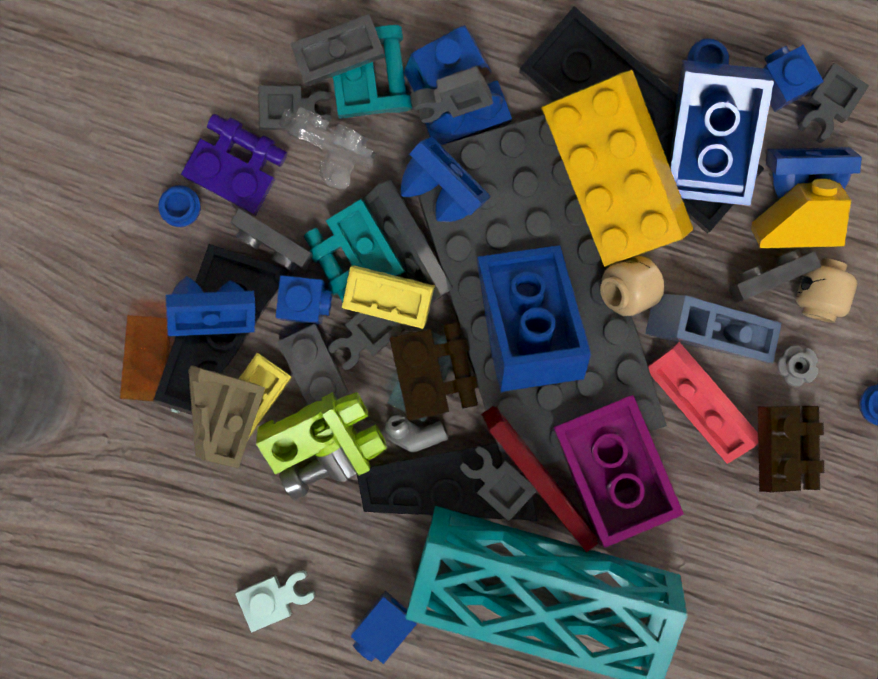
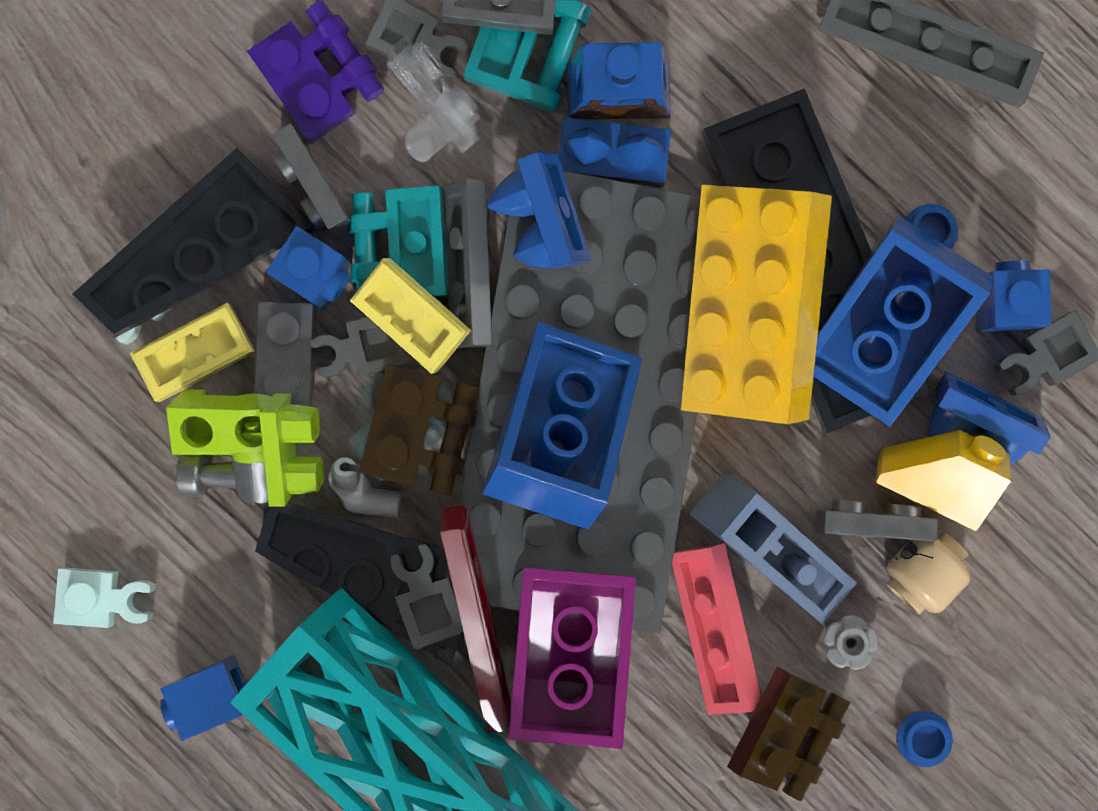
camera: 30 degrees right, 0 degrees up
(144, 357) = (95, 238): clear orange plate -> none
(179, 206) = (227, 87): blue plate -> none
(202, 313) = (175, 218): blue tile -> none
(222, 415) = (144, 353): dark tan wing -> none
(455, 93) = (610, 117): dark grey plate -> none
(632, 286) = (702, 449): tan head -> none

